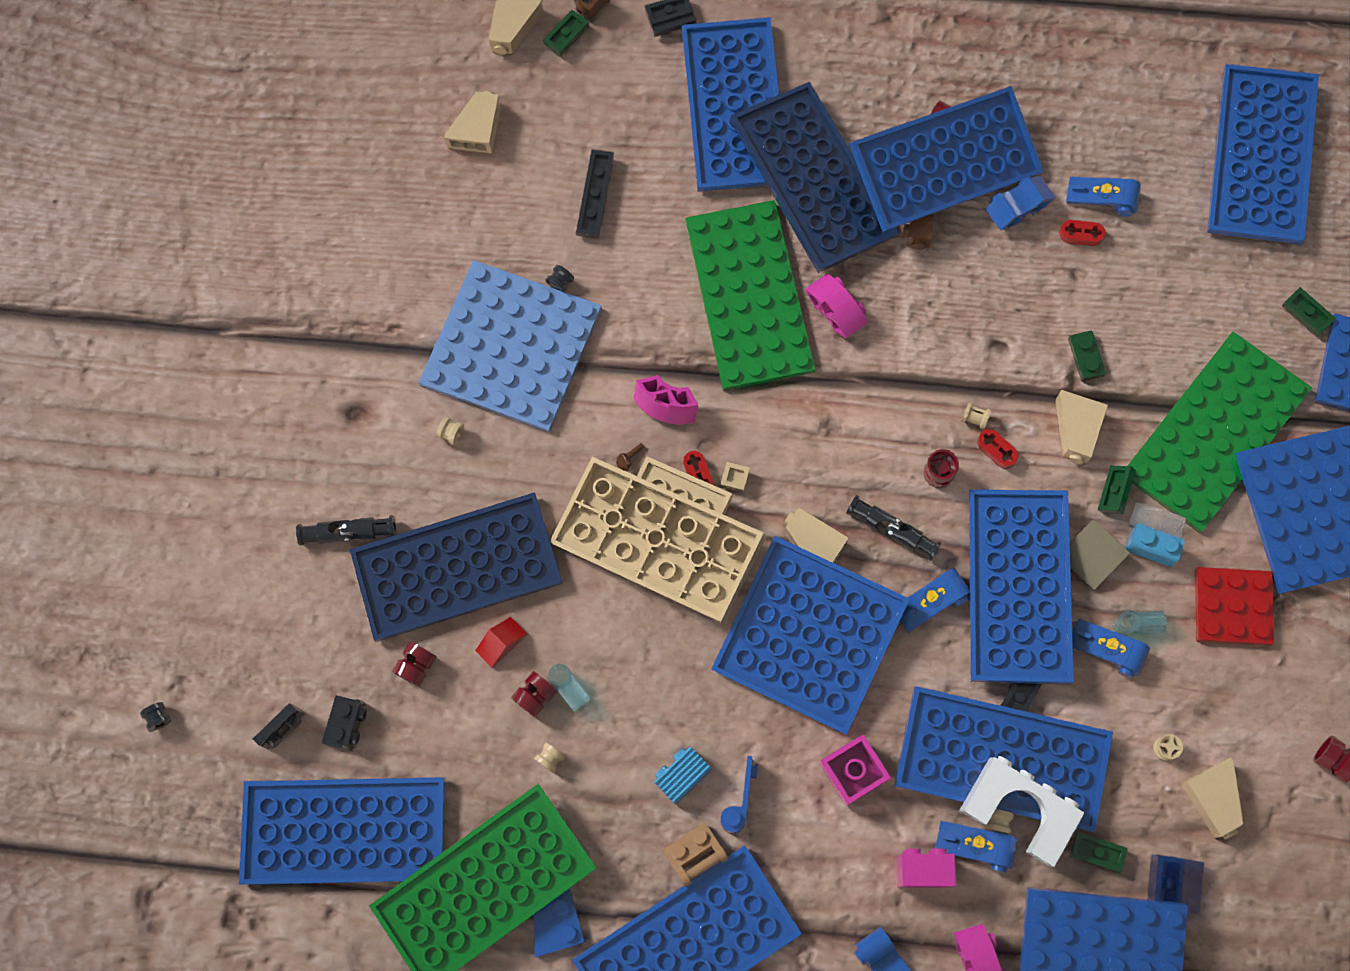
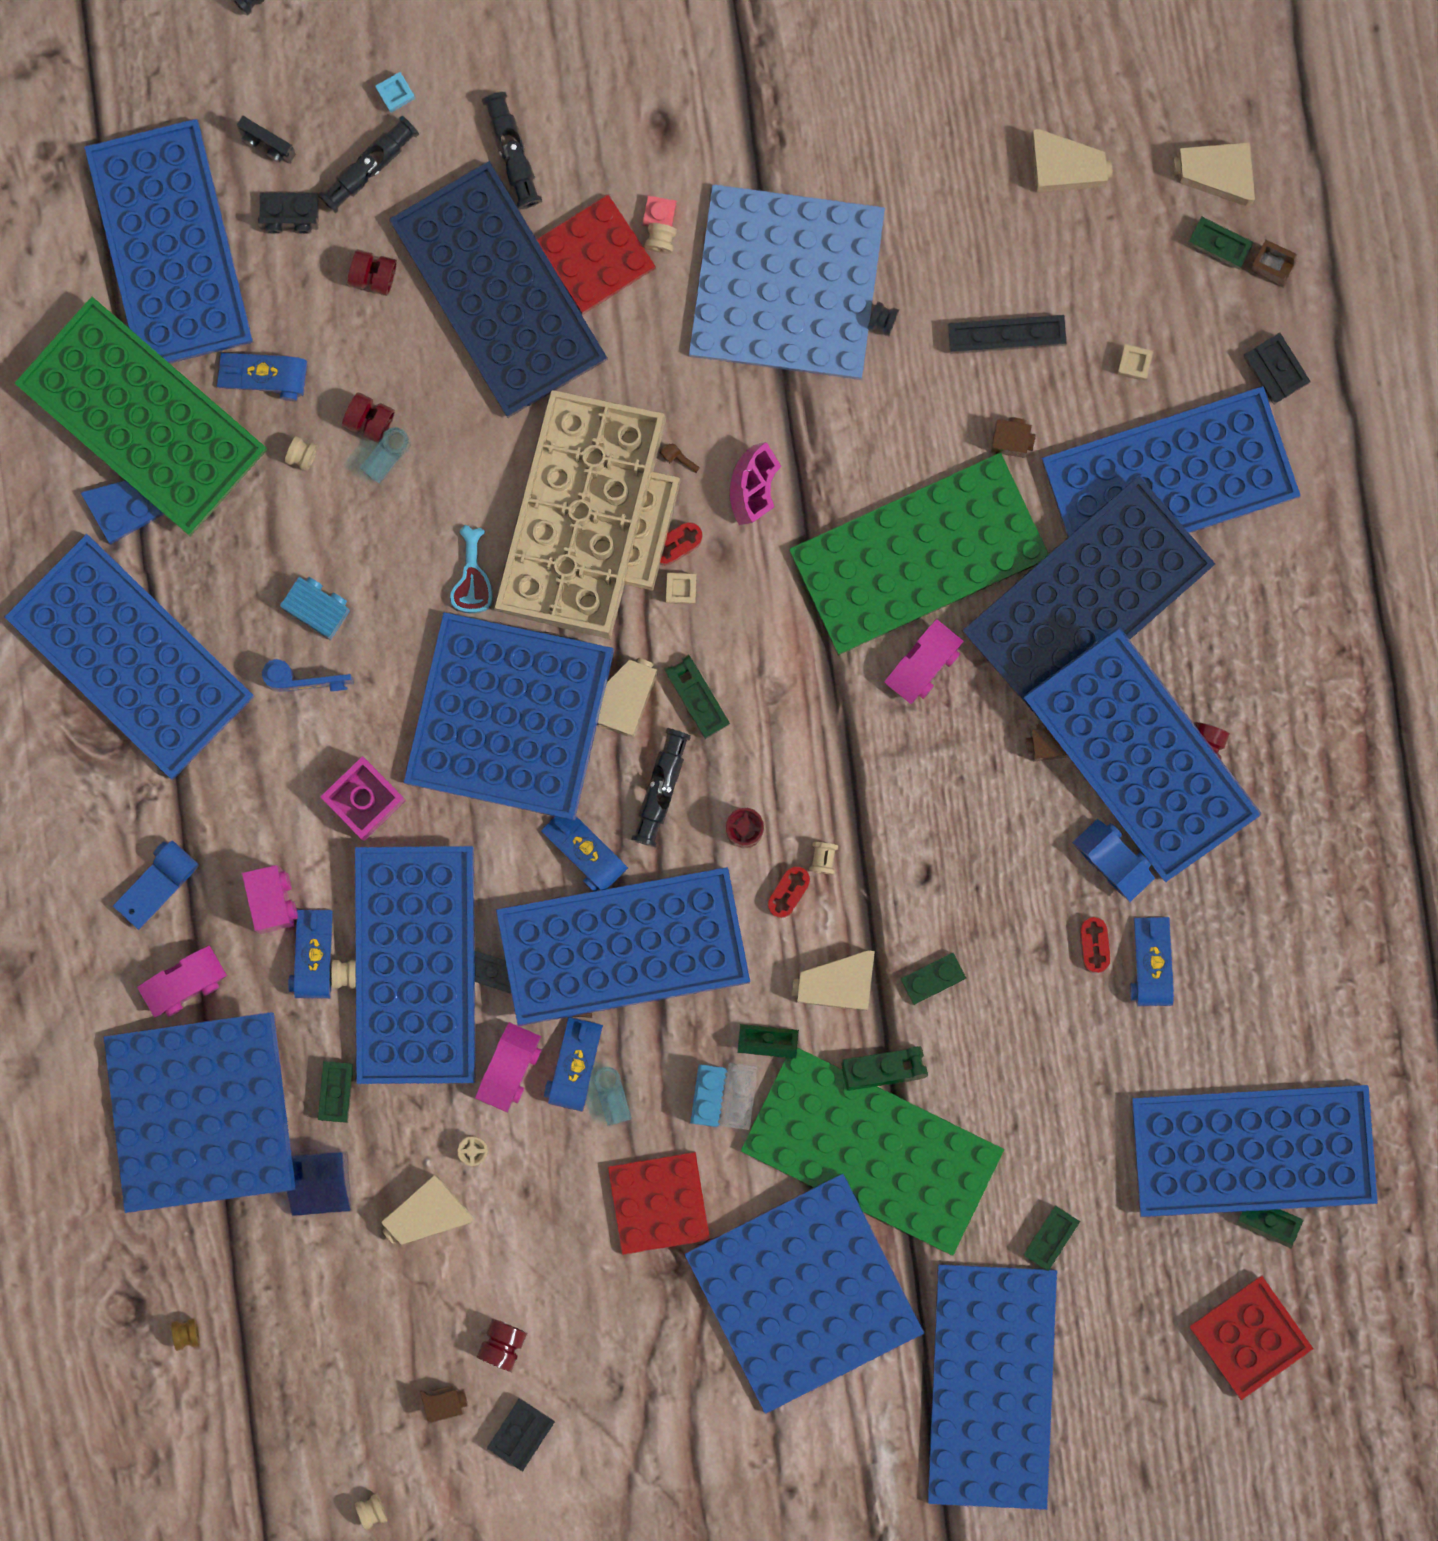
camera: 70 degrees right, 10 degrees up
(271, 613) = (395, 92): none -> medium azure plate
(330, 660) = (355, 176): none -> black piece
(427, 428) = (659, 211): none -> coral plate
(448, 483) = (596, 254): none -> red plate
(473, 774) = (264, 373): none -> blue door
(500, 641) = (423, 364): red slope -> none
(640, 109) = (1135, 362): none -> tan plate
(676, 206) = (1013, 437): none -> reddish brown brick
(690, 849) = (236, 636): medium nougat plate -> none
(697, 641) = (474, 590): none -> medium azure piece
(826, 483) = (697, 697): none -> dark green plate
(1058, 816) = (387, 963): white arch -> none
(1095, 555) = (682, 1028): dark tan slope -> none
(1110, 705) = (508, 1067): none -> dark pink brick
(1154, 406) = (883, 1069): none -> dark green plate
(1323, 150) = (1272, 1224): none -> dark green plate

